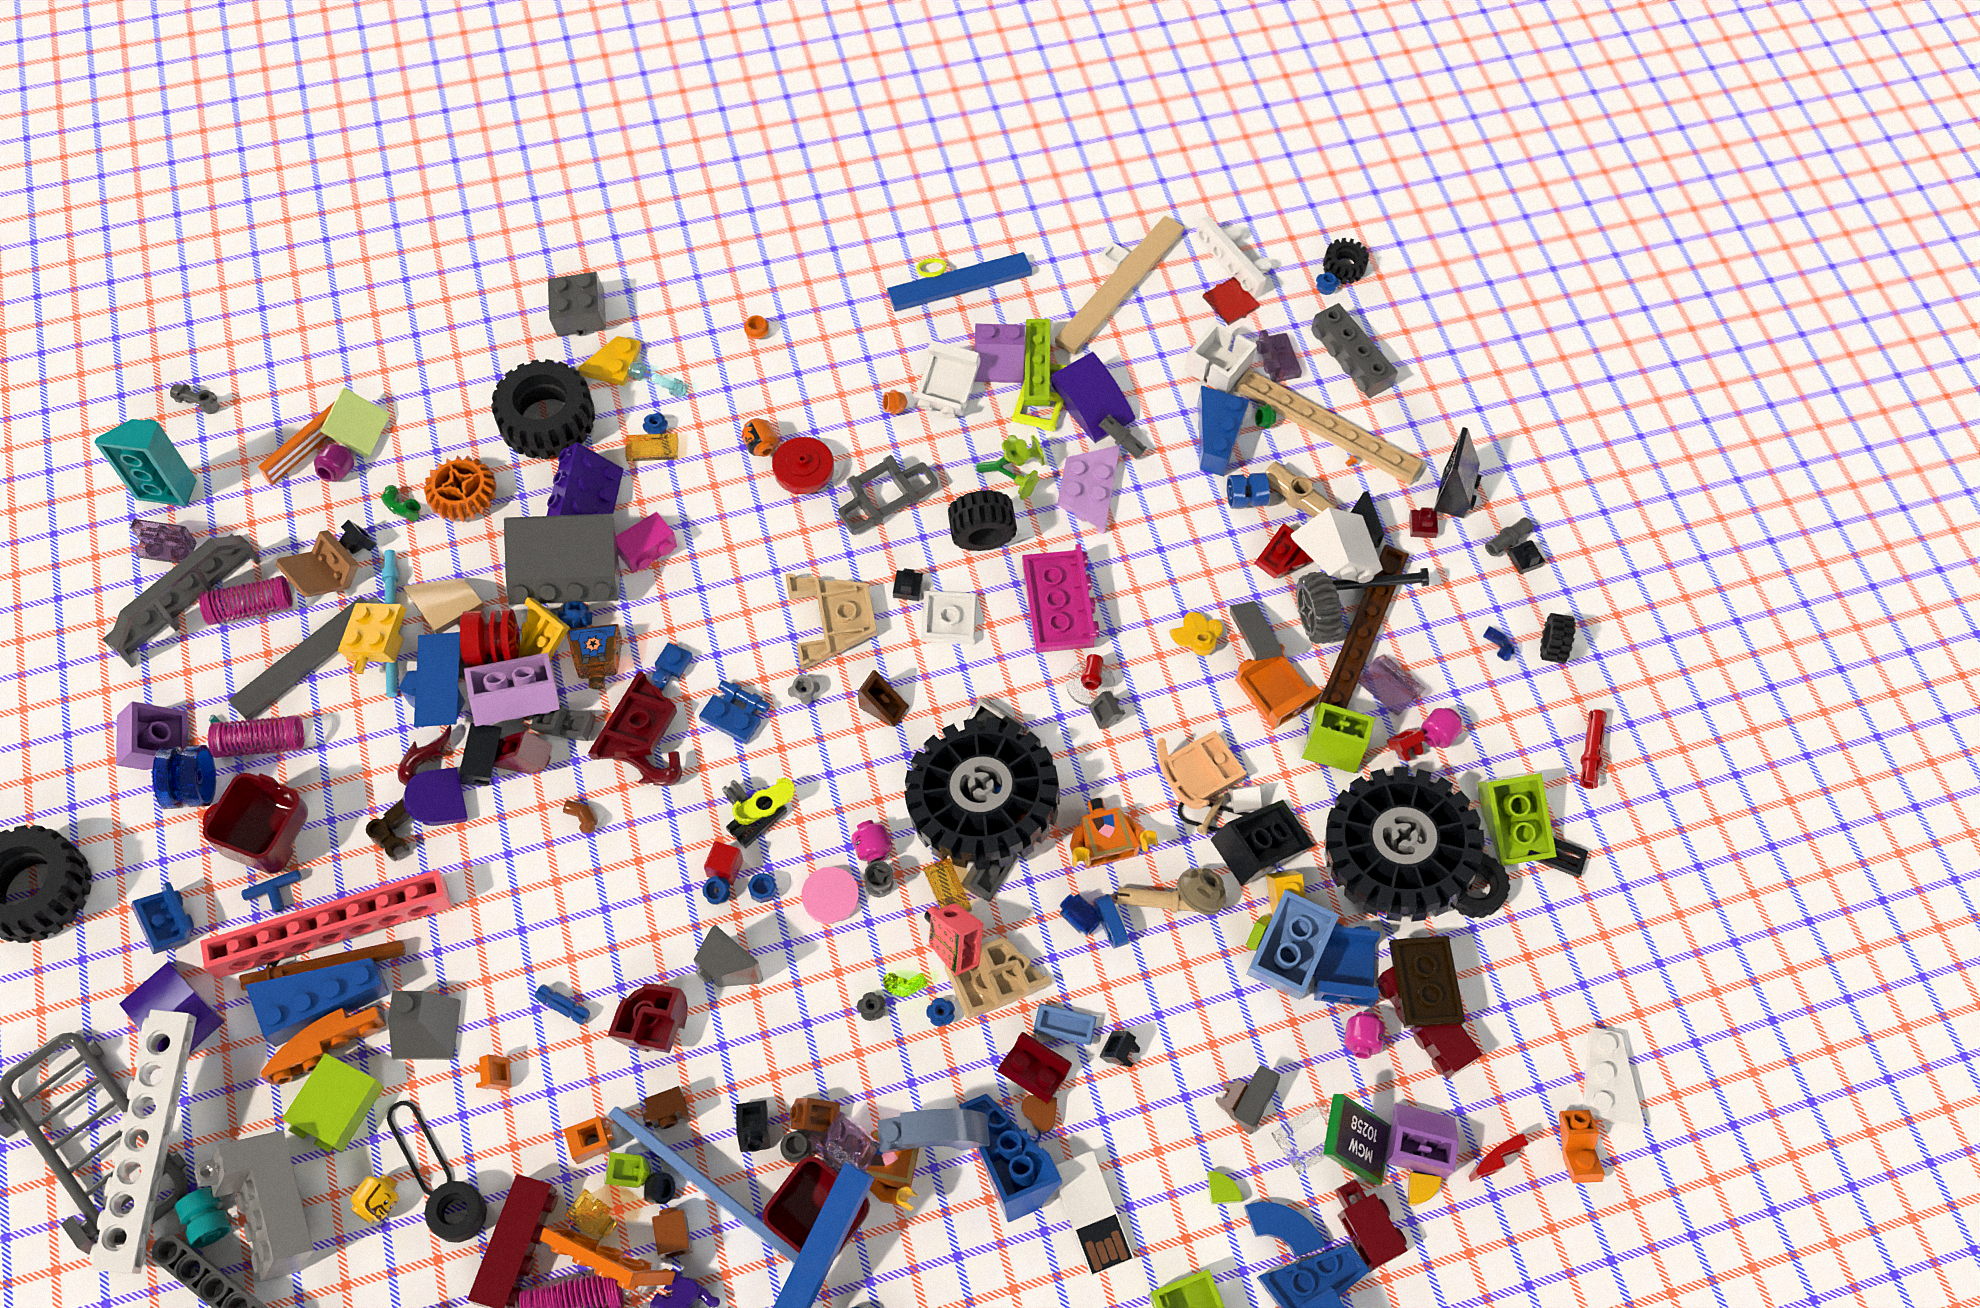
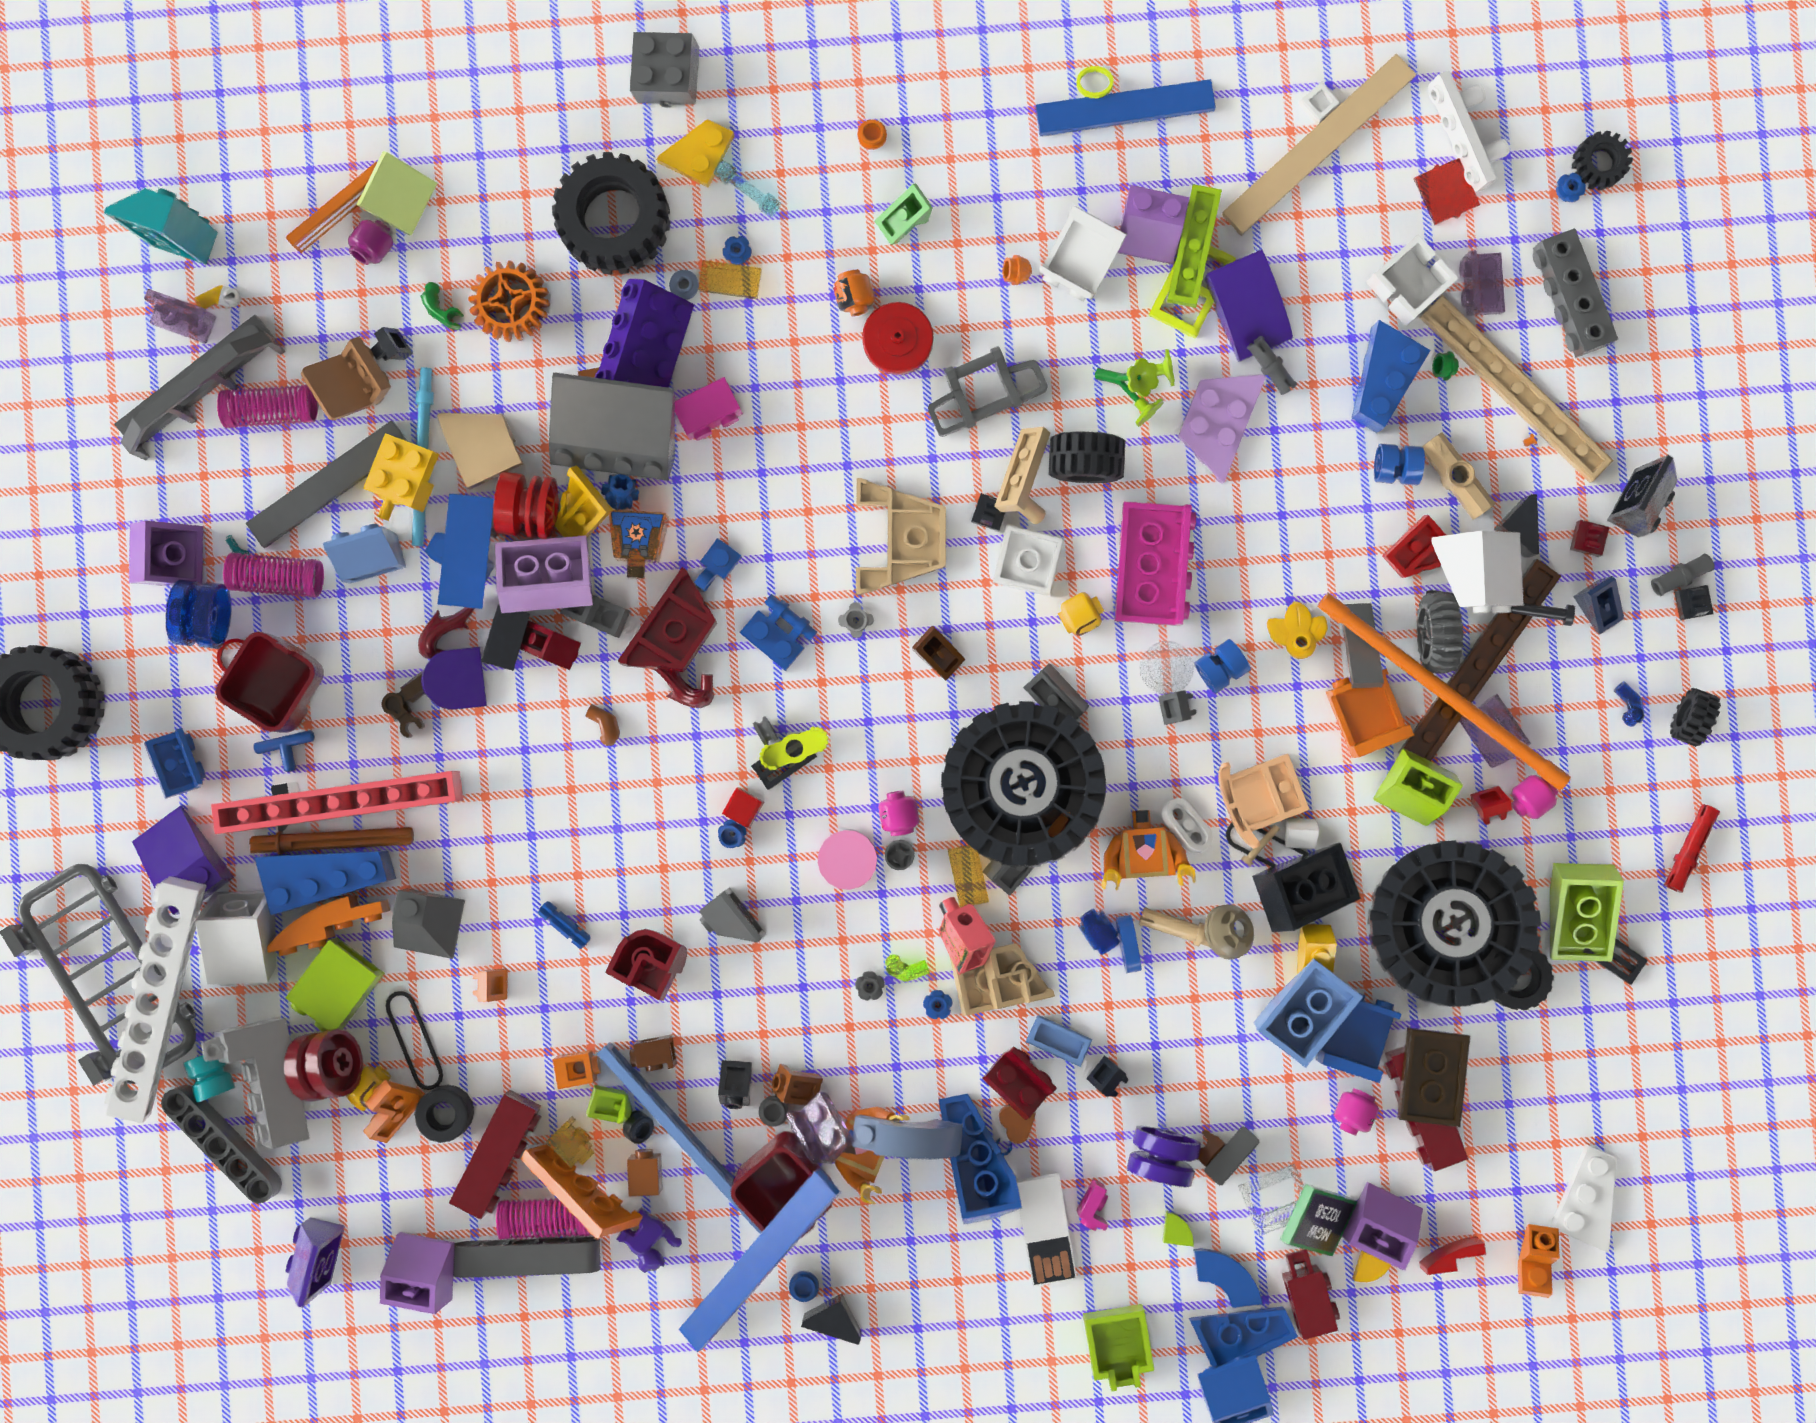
camera: 20 degrees right, 25 degrees up
(202, 525) = (218, 295): none -> arm
(206, 399) = (230, 128): dark grey bar -> none
(229, 1075) = (235, 938): none -> white slope
(324, 1172) = (323, 1065): none -> dark red wheel
(342, 701) = (365, 553): none -> medium blue slope
(406, 1214) = (393, 1106): none -> orange plate
(616, 449) = (688, 292): none -> sand blue plate
(762, 887) = (779, 840): blue tile -> none
(796, 370) = (904, 214): none -> slope
(928, 548) = (1022, 473): none -> tan piece
(1004, 648) = (1081, 614): none -> yellow head
(1091, 678) = (1171, 662): red pin -> none
(1134, 1172) = (1093, 1201): none -> dark pink bracket
(1139, 668) = (1222, 666): none -> blue wheel
(1140, 807) = (1188, 824): none -> white plate
(1190, 1106) = (1163, 1156): none -> dark purple wheel
(1258, 932) = (1278, 983): lime tile -> none
(1441, 696) = (1543, 767): none -> orange piece
(1449, 567) = (1601, 604): none -> dark blue slope

